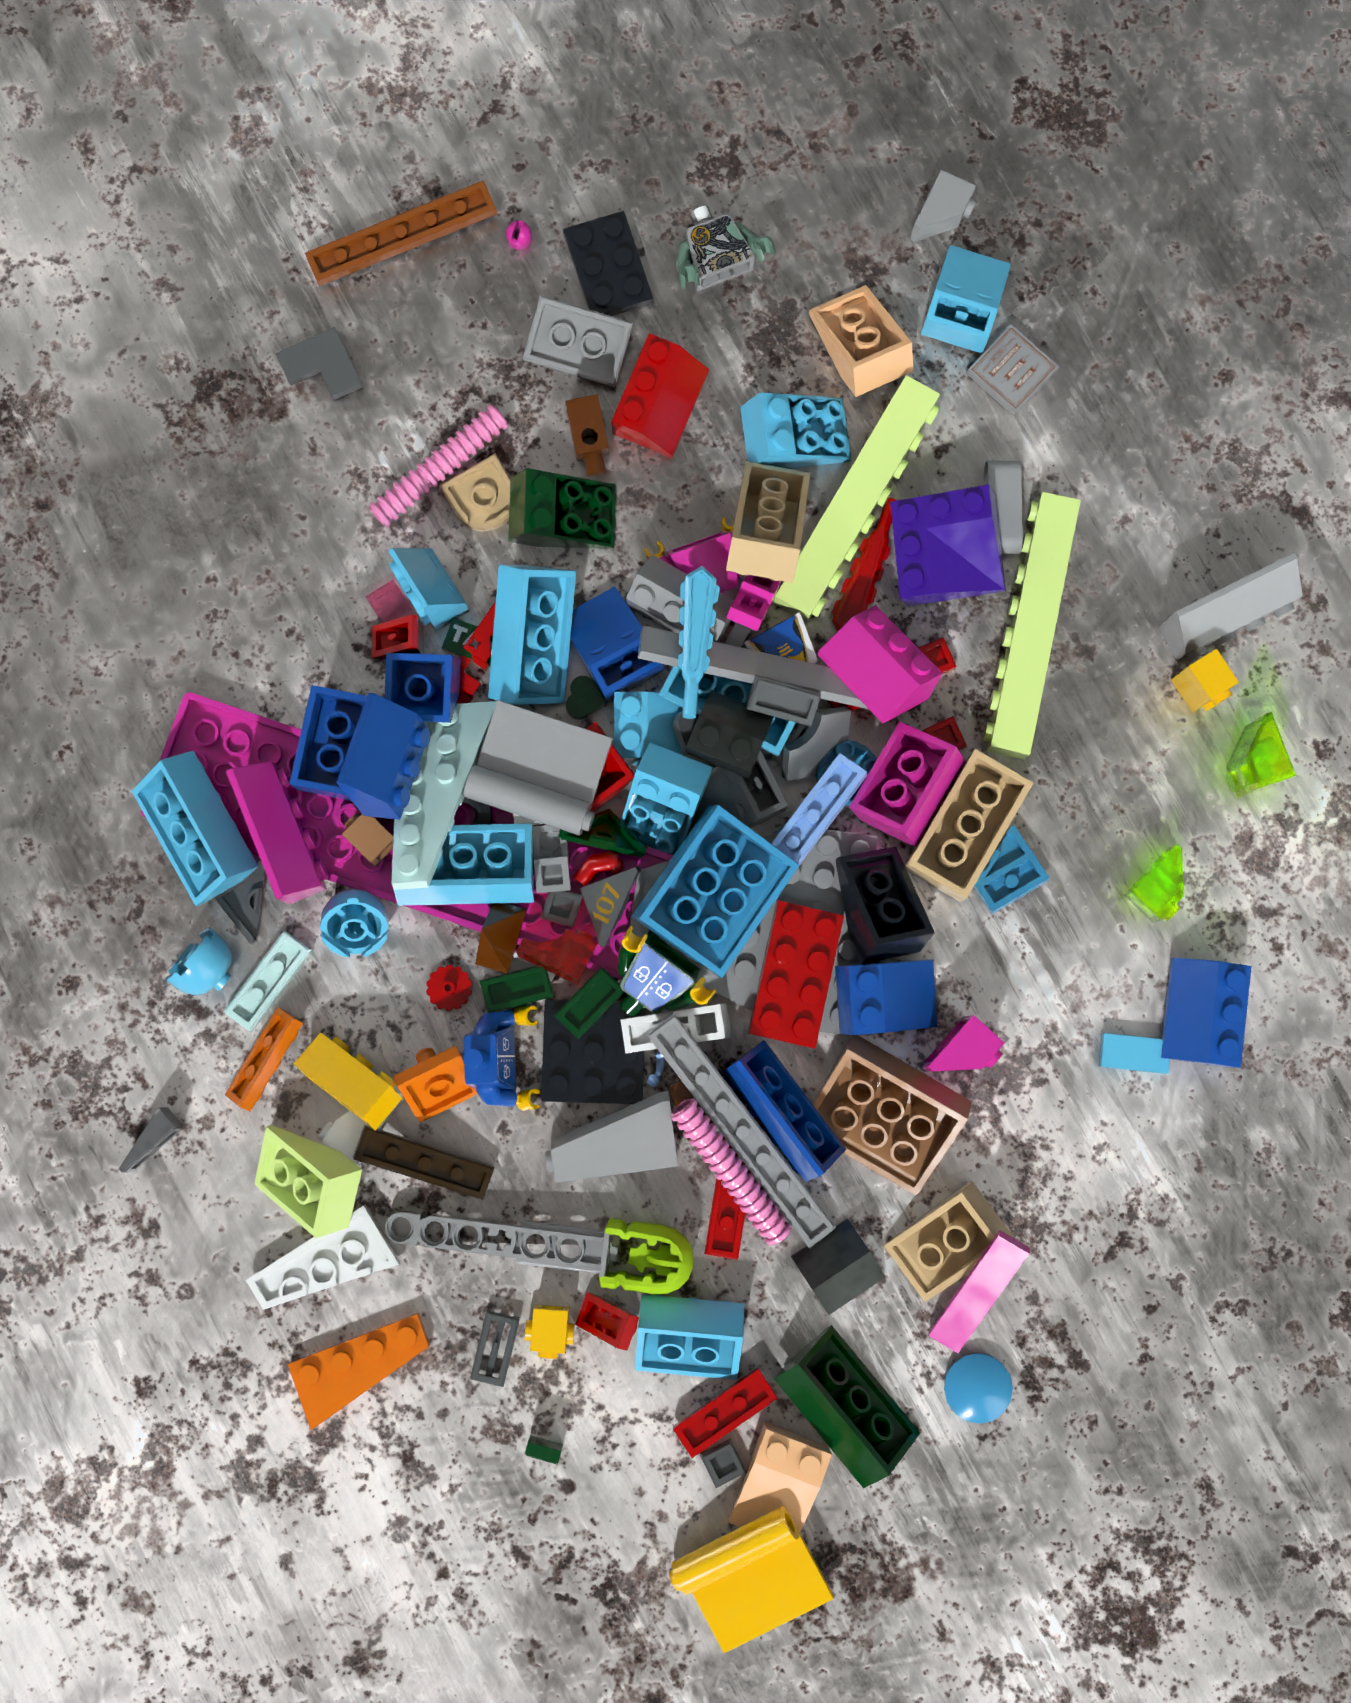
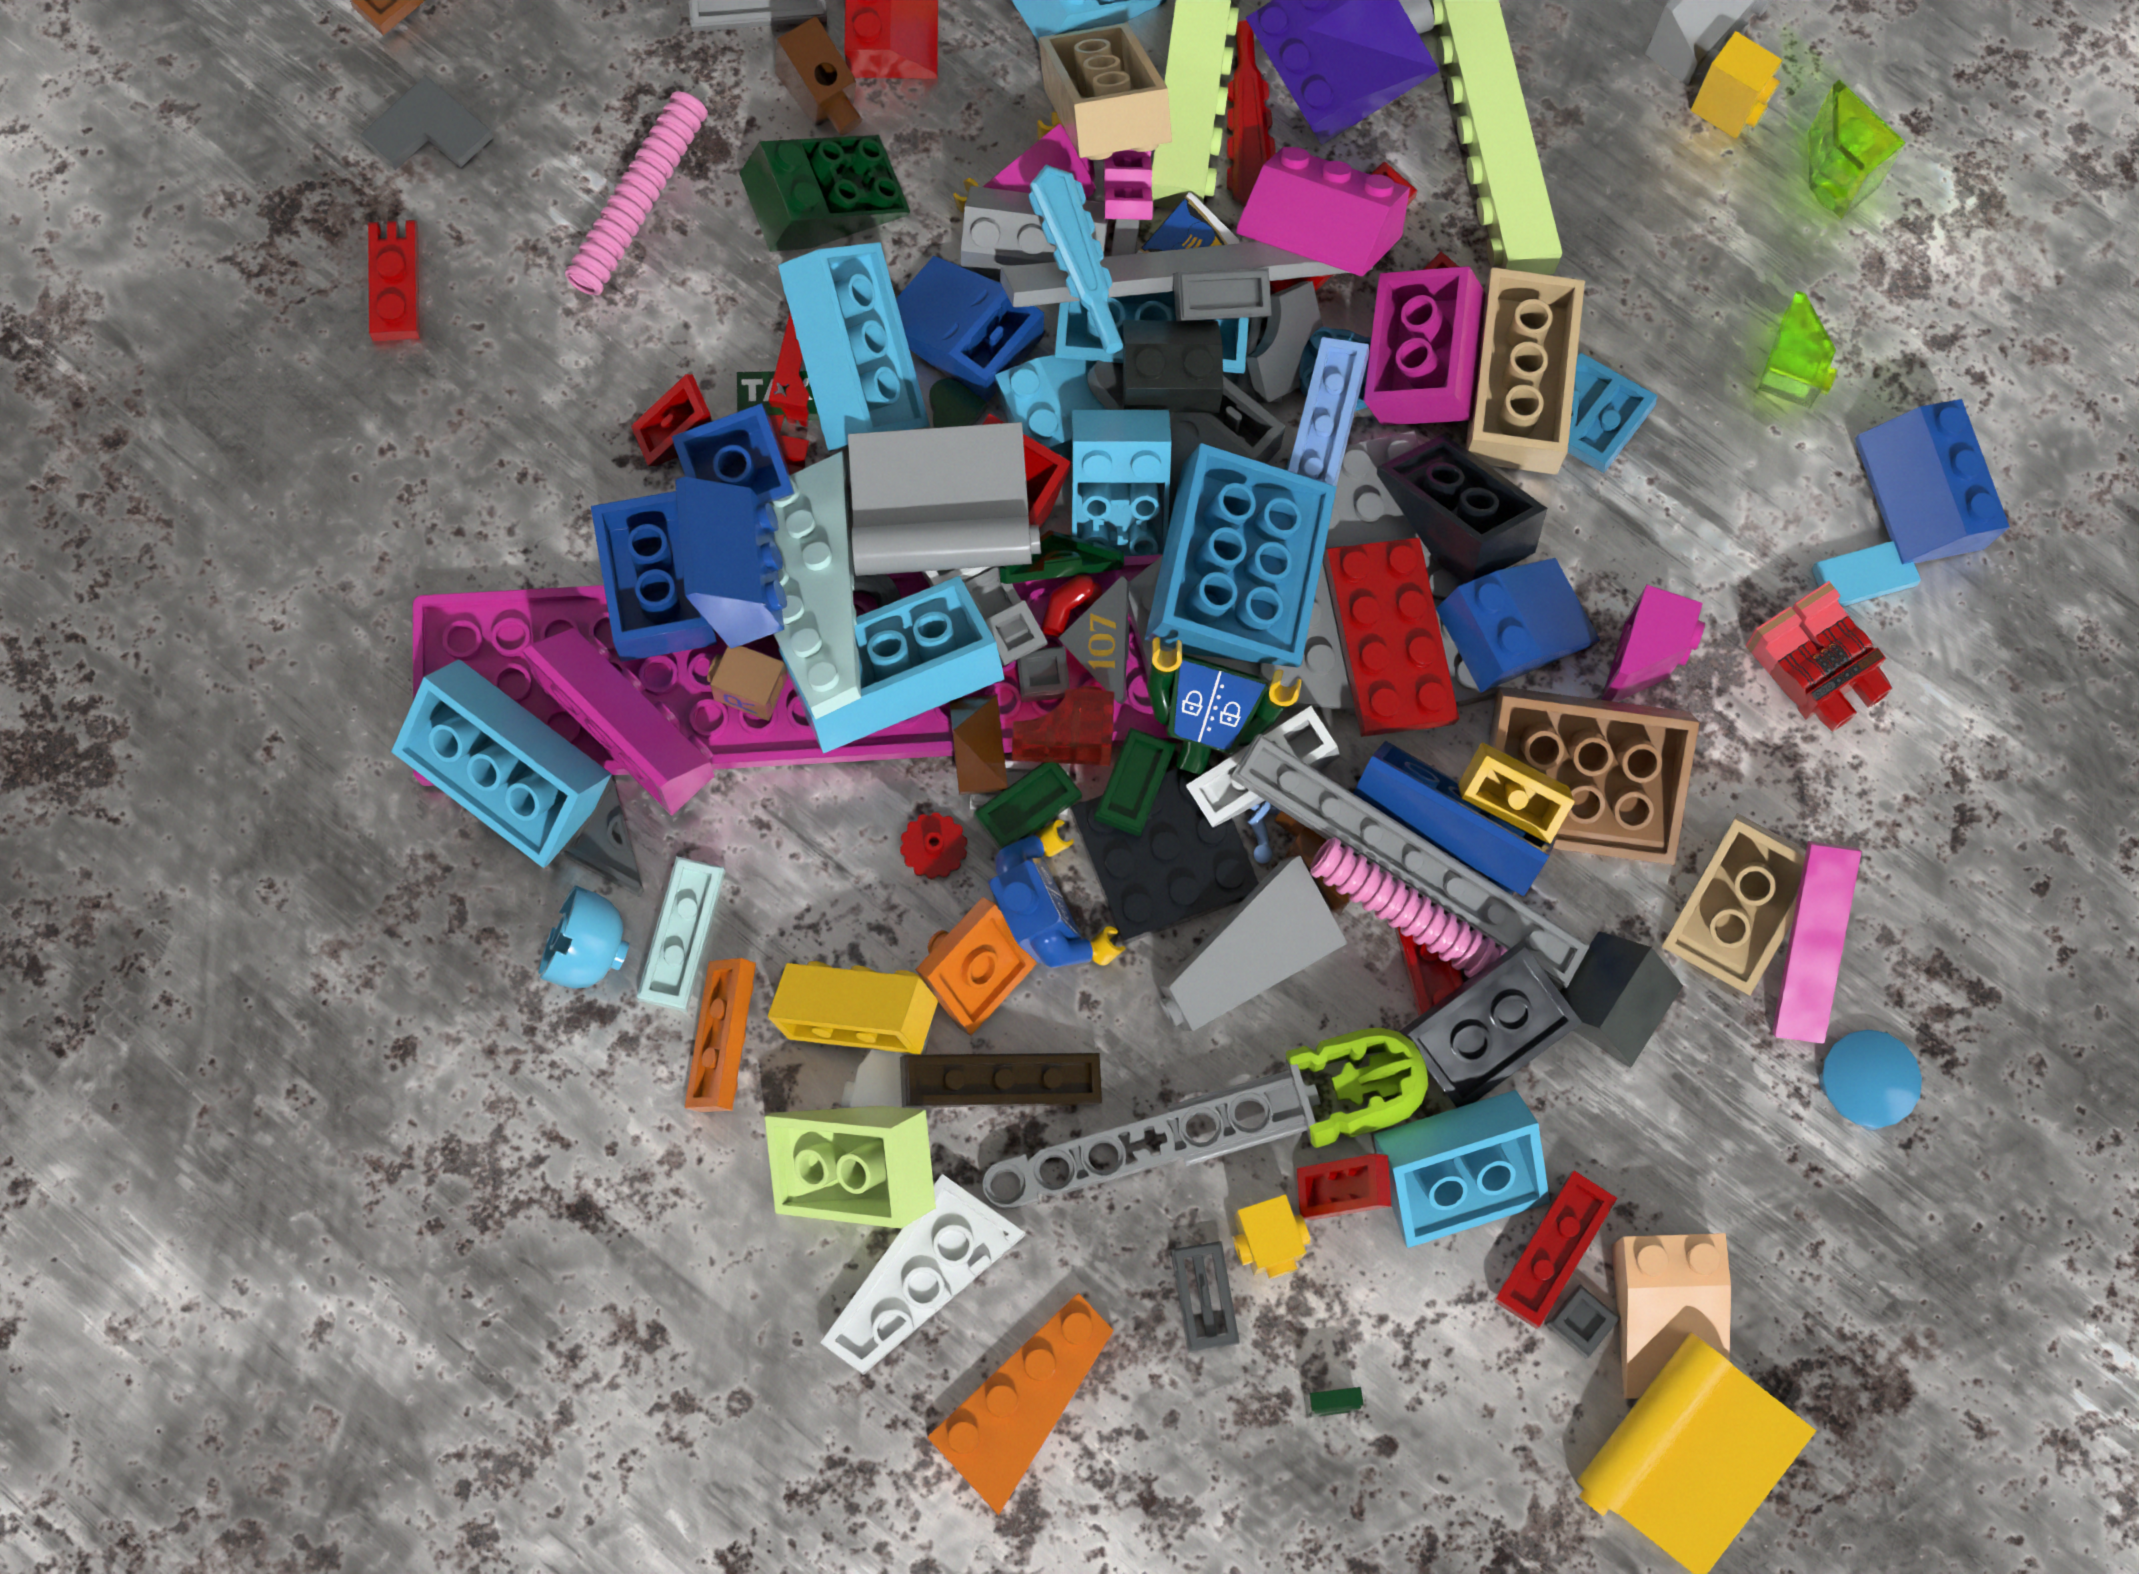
camera: 25 degrees left, 10 degrees down
(157, 1133) = (612, 1196): flat silver slope -> none
(259, 464) = (393, 282): none -> red hinge
(354, 923) = (773, 802): medium azure cylinder -> none
(388, 602) = (640, 385): clear pink tile -> none
(427, 586) = (689, 340): medium azure slope -> none
(480, 495) = (707, 211): tan tile -> none
(745, 1258) = (1491, 1026): none -> black plate
(827, 1116) = (1515, 792): none -> yellow brick
(848, 1407) = (1714, 1174): dark green slope -> none
(1076, 1098) = (1820, 657): none -> hips

